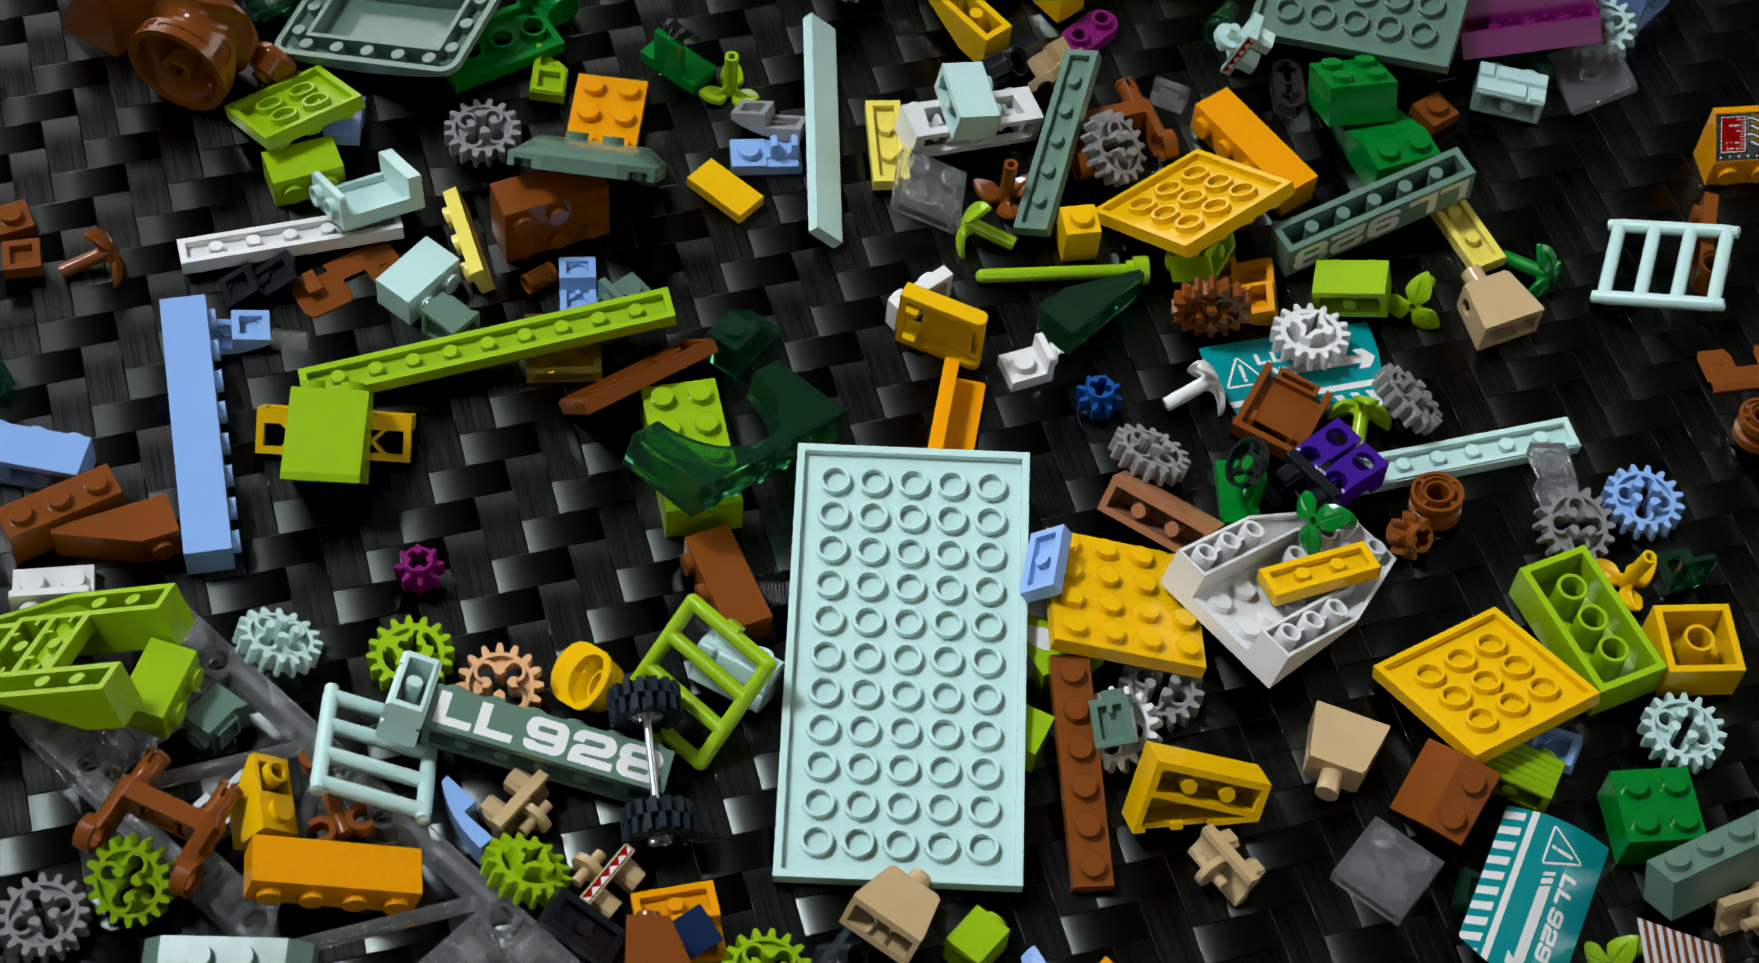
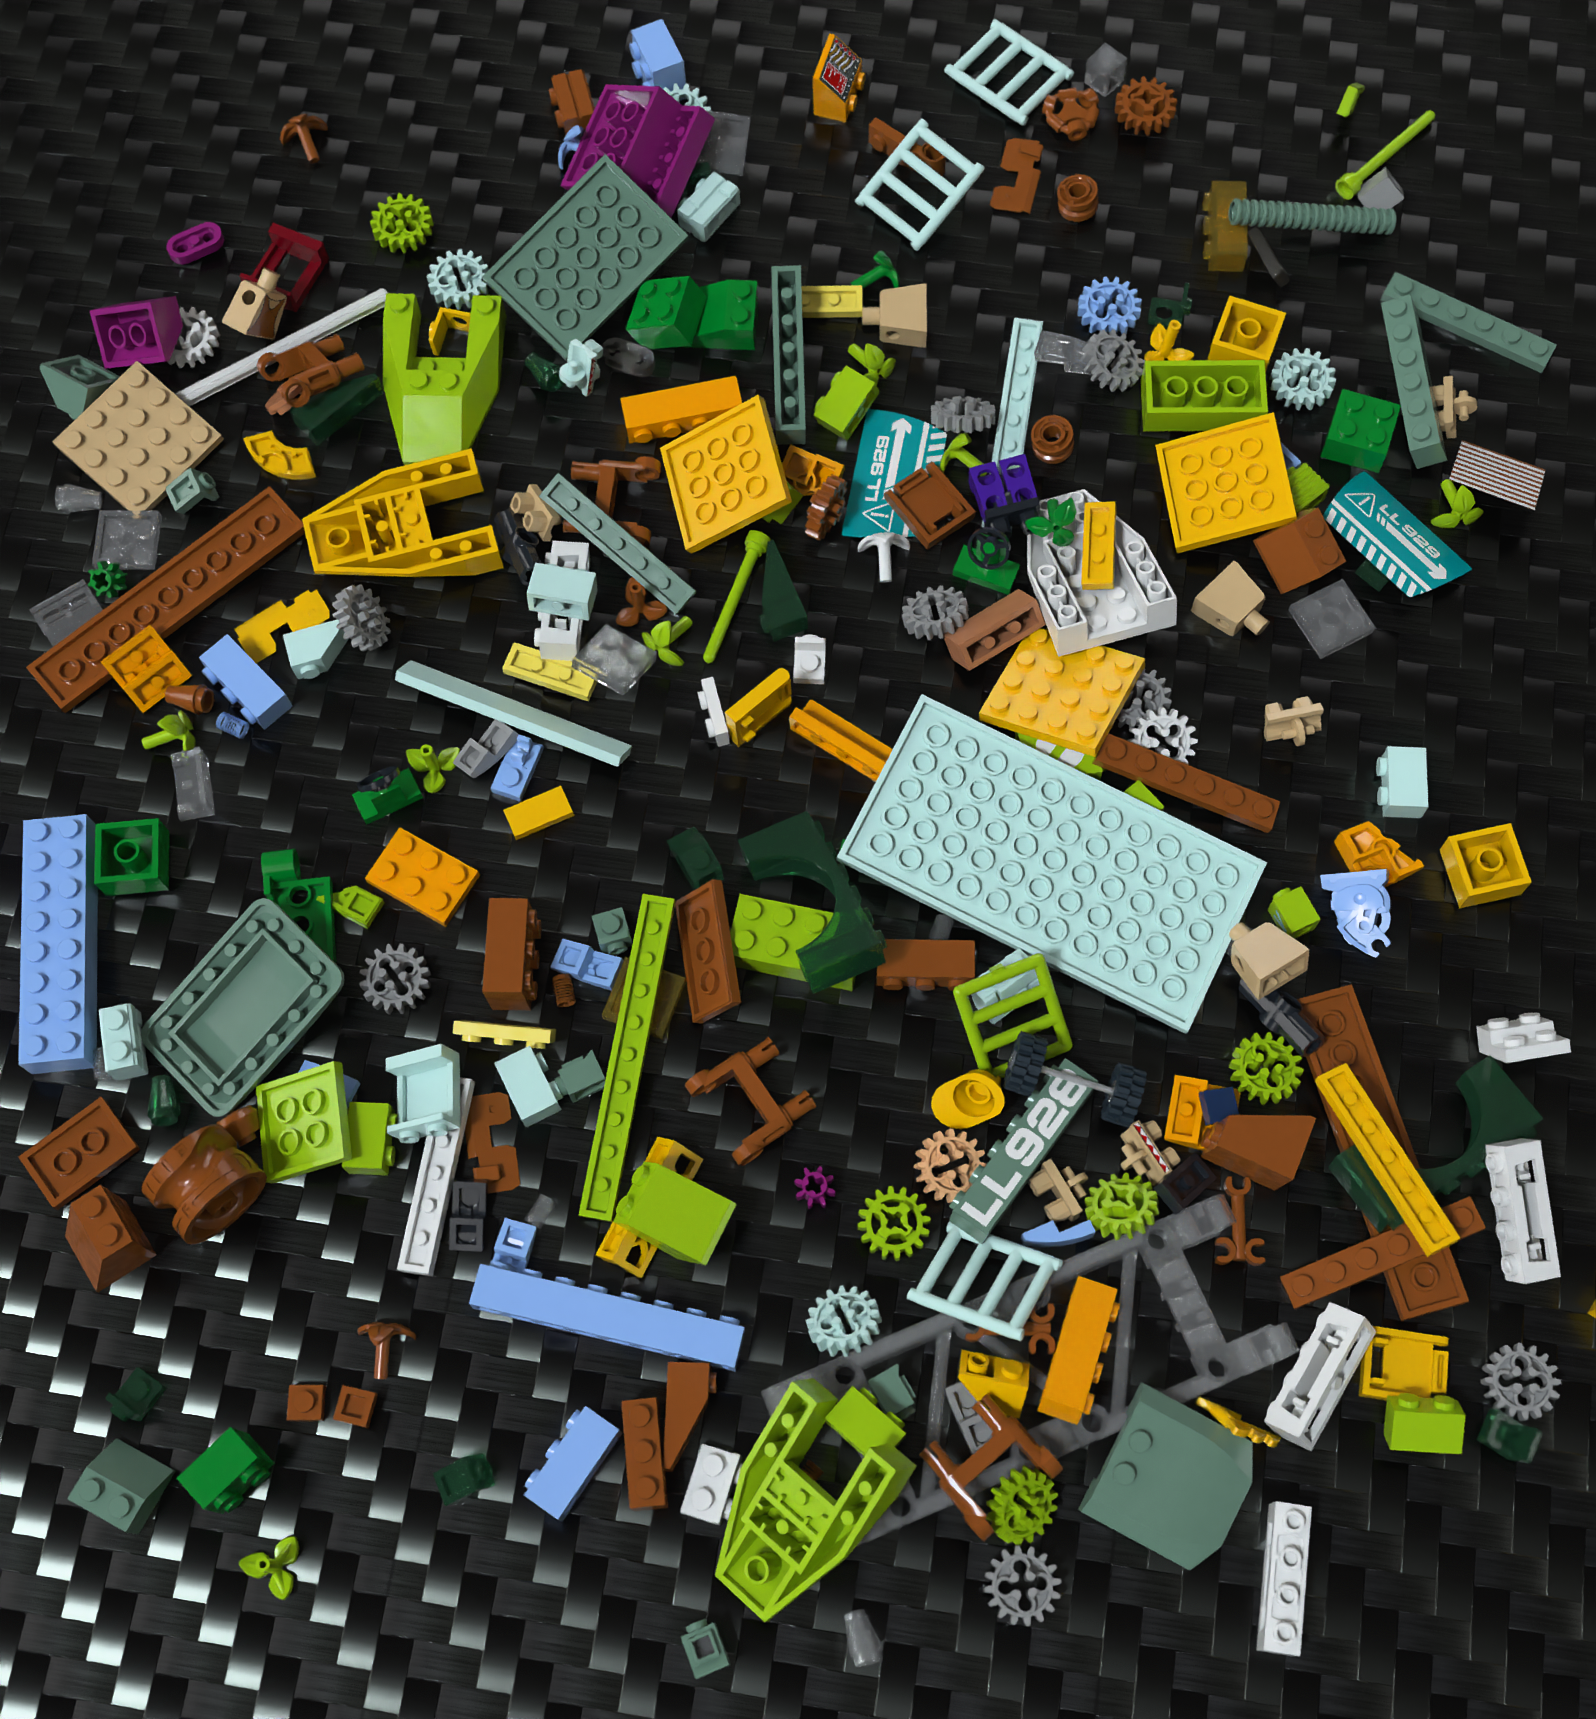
camera: 55 degrees left, 15 degrees up
(408, 699) = (954, 1236): light aqua brick -> none
(485, 505) = (743, 1068): none -> dark orange connector
(591, 158) = (486, 905): sand green wedge -> none
(1045, 563) = (1024, 726): light blue plate -> none
(1078, 232) = (706, 569): yellow brick -> none
(1092, 31) = (504, 472): magenta plate -> none
(1098, 397) = (864, 632): blue gear -> none
(1113, 719) = (1167, 739): sand green bracket -> none
(1120, 164) = (627, 500): light grey gear -> none
(1169, 95) = (595, 442): clear slope -> none
(1191, 788) = (1232, 714): yellow wedge -> none
(1309, 337) = (875, 453): white gear -> none
(1409, 535) = (1076, 471): dark orange gear -> none
(1434, 113) = (700, 266): dark orange plate -> none

